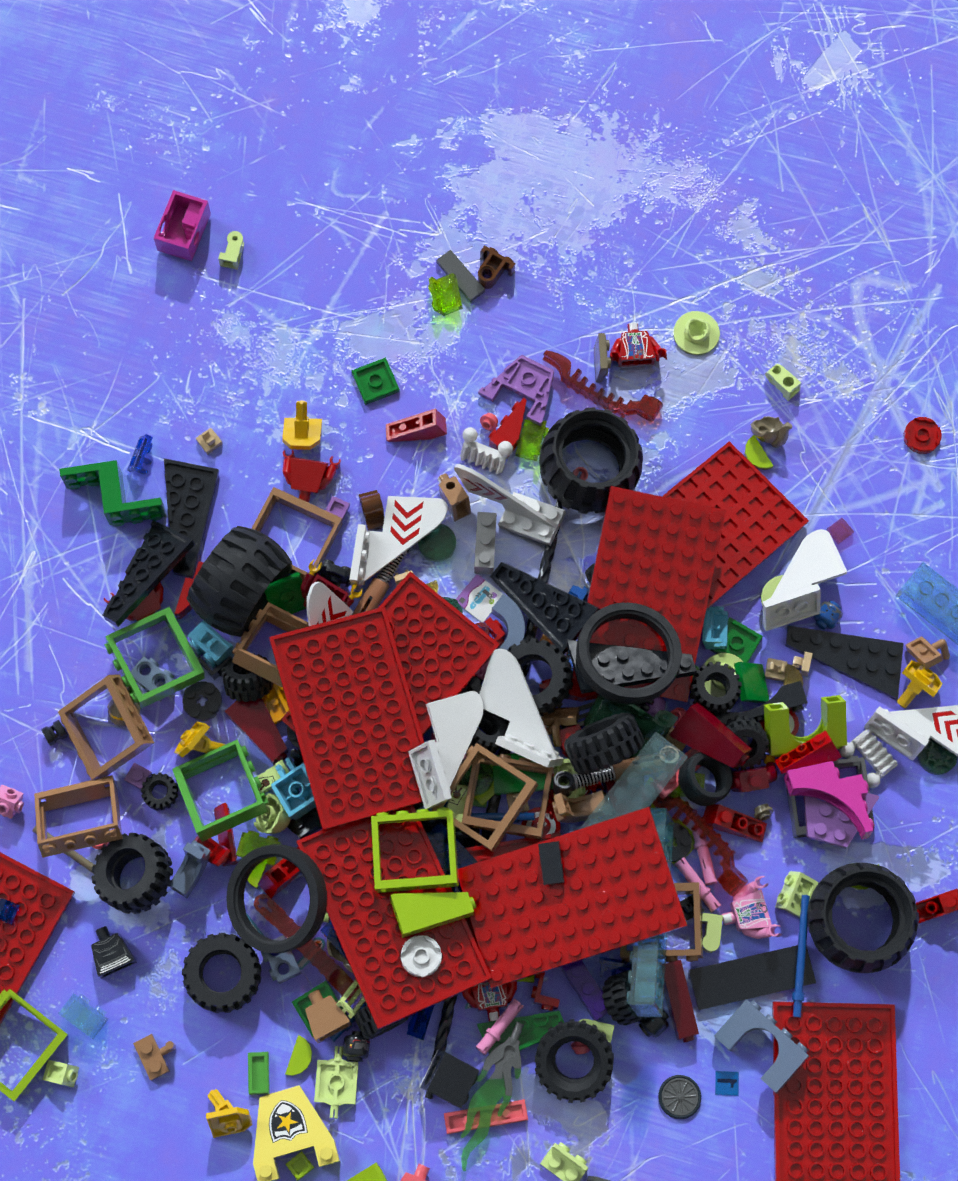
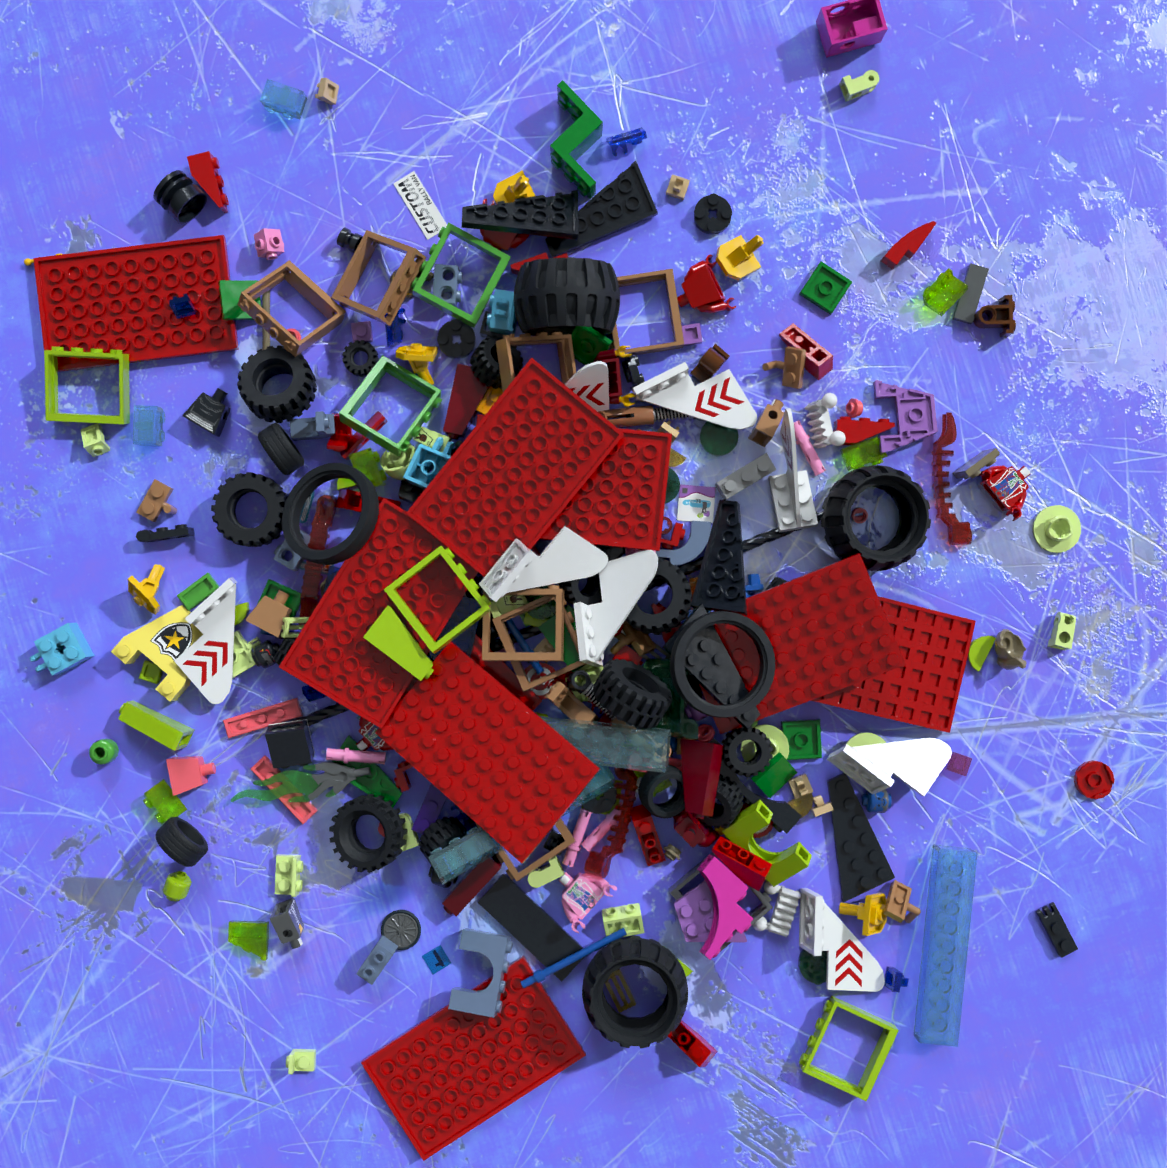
camera: 55 degrees right, 15 degrees up
(30, 862) = (229, 297): none -> green tile
(68, 655) = (420, 204): none -> white sticker
(113, 569) = (513, 188): none -> yellow piece
(160, 749) = (393, 333): none -> clear blue plate
(187, 1067) = (165, 534): none -> black hinge
(189, 908) = (280, 449): none -> black tyre
(254, 418) = (714, 203): none -> black plate
(325, 1097) = (210, 658): none -> white piece
(387, 297) = (907, 245): none -> red slope
(409, 1092) = (262, 718): none -> coral tile
(421, 956) = (359, 661): white tile -> none
(422, 447) = (792, 367): none -> medium nougat plate
(505, 480) = (808, 449): none -> bright pink pin
(551, 863) = (501, 718): black tile -> none
(692, 1132) = (377, 960): none -> sand blue brick
(715, 628) = (800, 716): medium azure hinge -> none
(858, 939) = (626, 1005): none -> clear yellow tile

